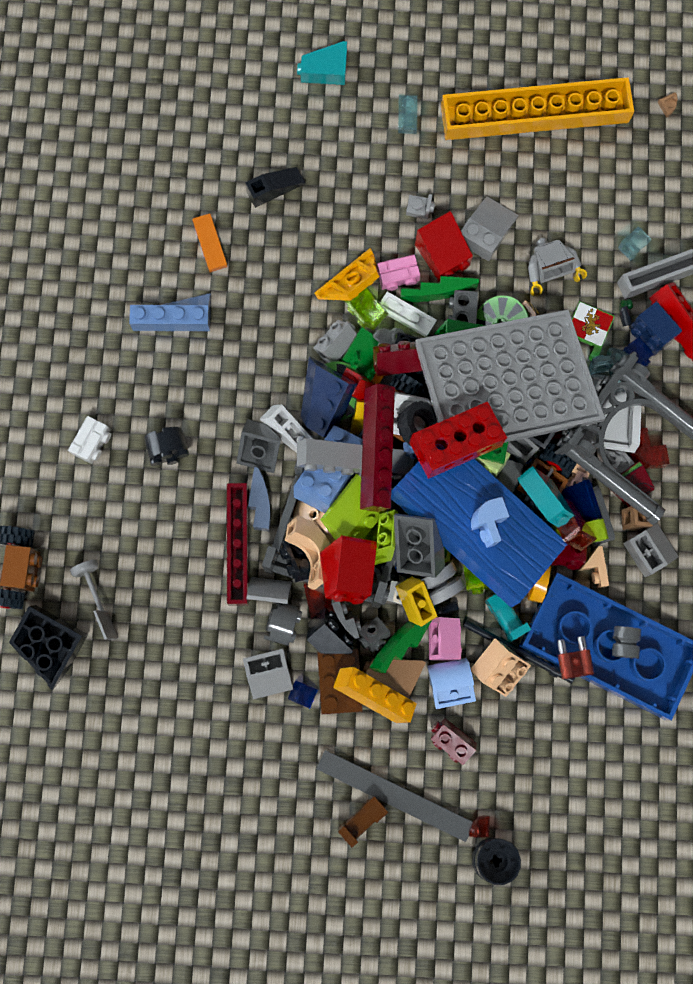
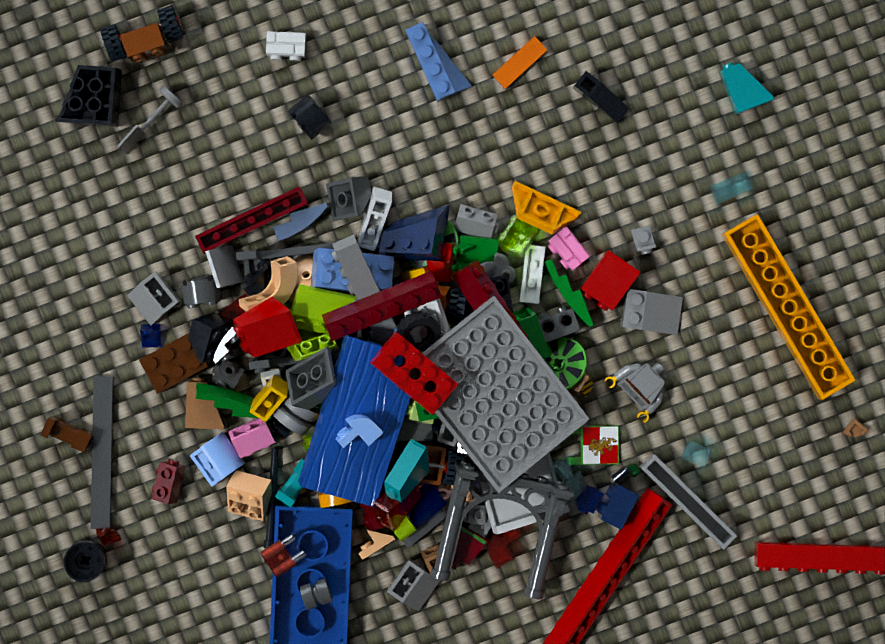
camera: 70 degrees right, 10 degrees up
(375, 695) = (174, 398): light orange brick -> none

